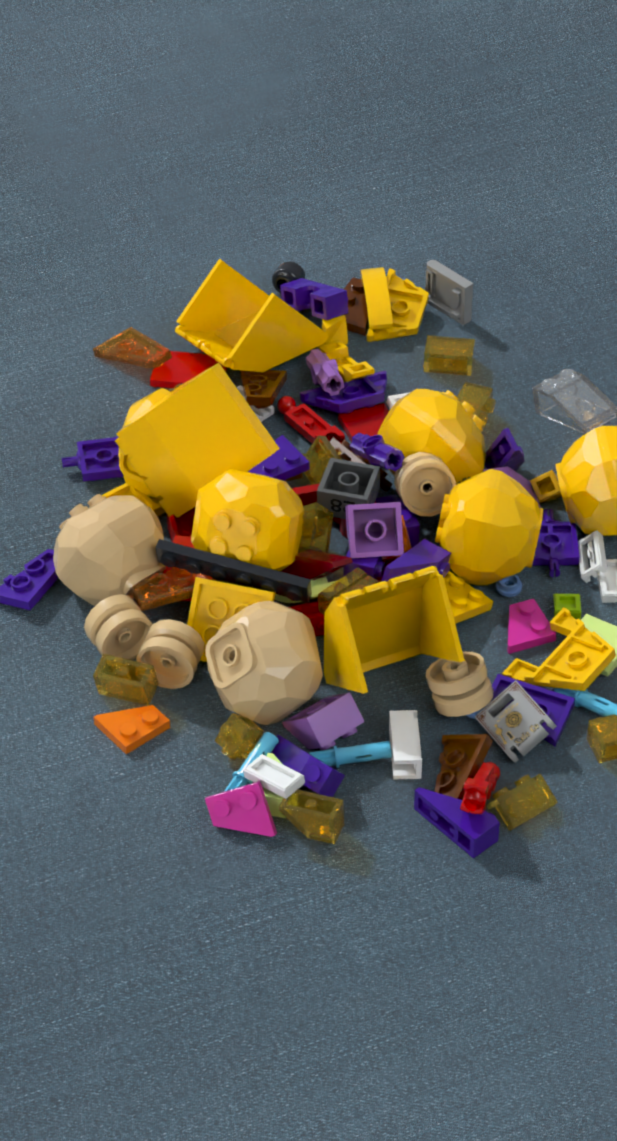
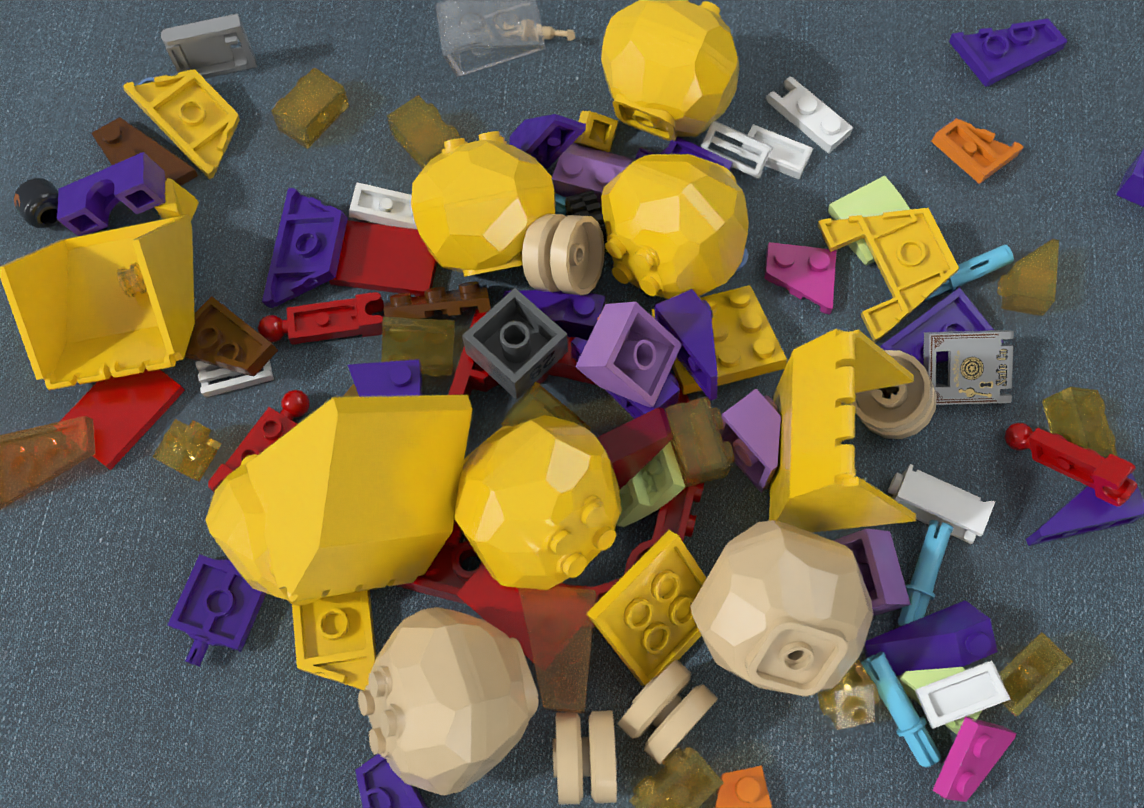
camera: 60 degrees left, 25 degrees up
(233, 570) = (593, 577): black plate -> none
(324, 372) = (252, 254): medium lavender piece -> none
(347, 367) = (250, 227): yellow slope -> none
(377, 298) = (158, 123): yellow slope -> none
(377, 451) = (498, 274): dark purple piece -> none
(460, 760) = (1006, 464): reddish brown wing -> none
(569, 601) = (791, 215): lime tile -> none

